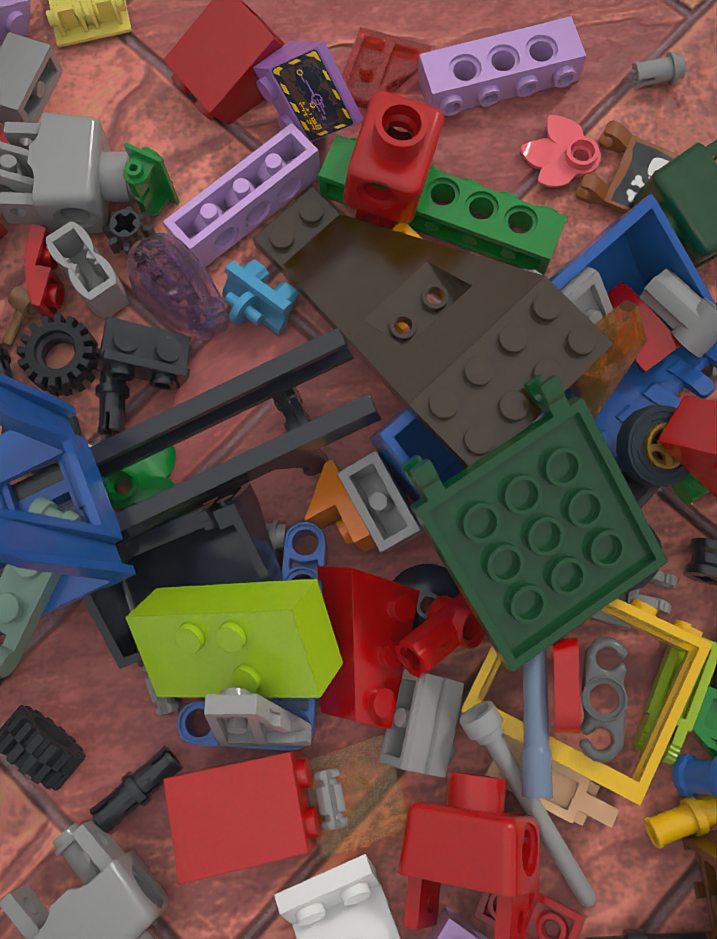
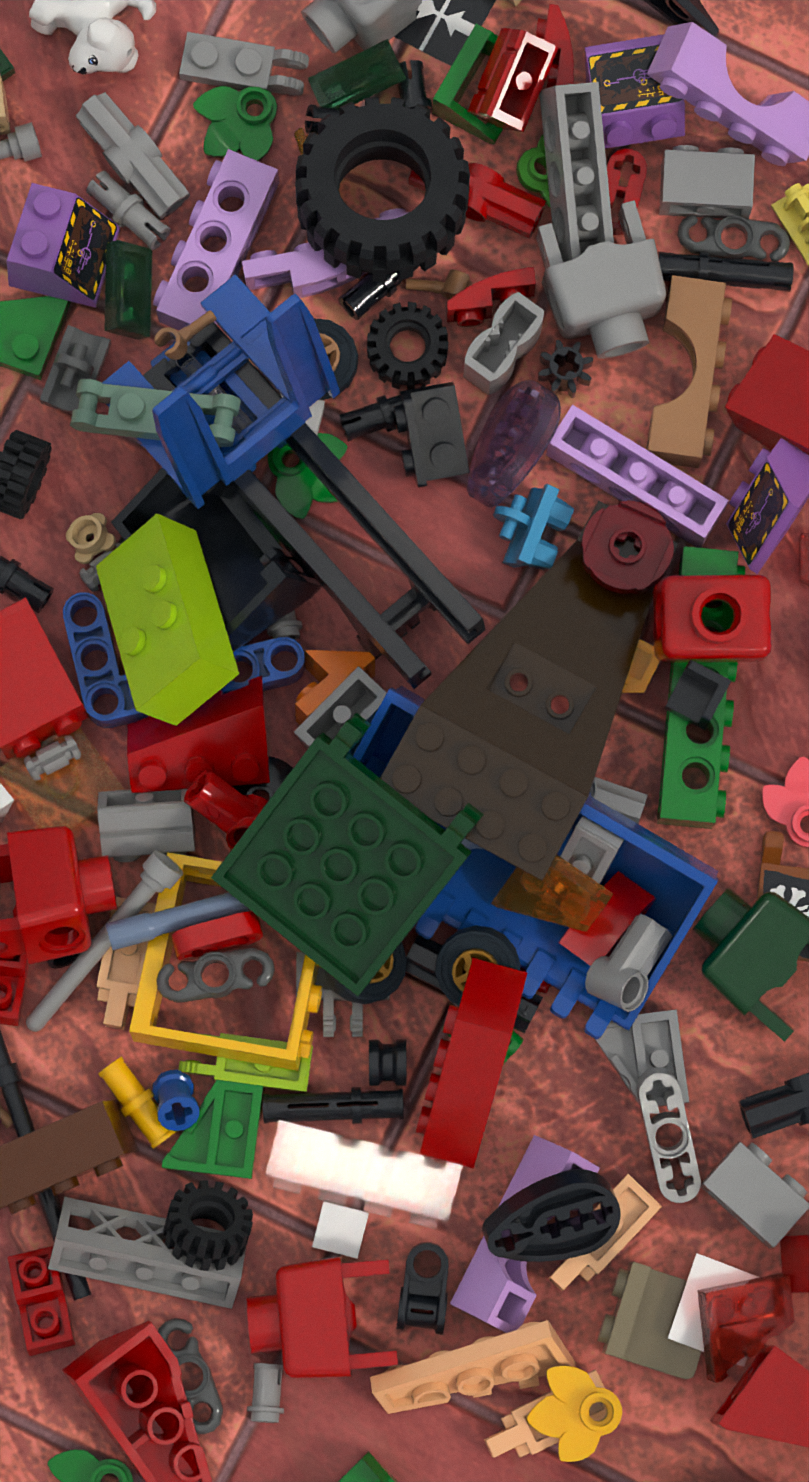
camera: 65 degrees right, 5 degrees up
(74, 65) = (753, 230): none -> dark grey piece
(103, 80) = (730, 271): none -> black pin
(117, 698) = (82, 530): none -> tan plate
(142, 122) = (694, 319): none -> medium nougat arch
(149, 180) = (620, 370): green hinge -> none
(251, 720) = (98, 660): light grey wing -> none
(310, 239) = (632, 573): none -> dark red plate
(456, 188) = (697, 694): none -> black panel

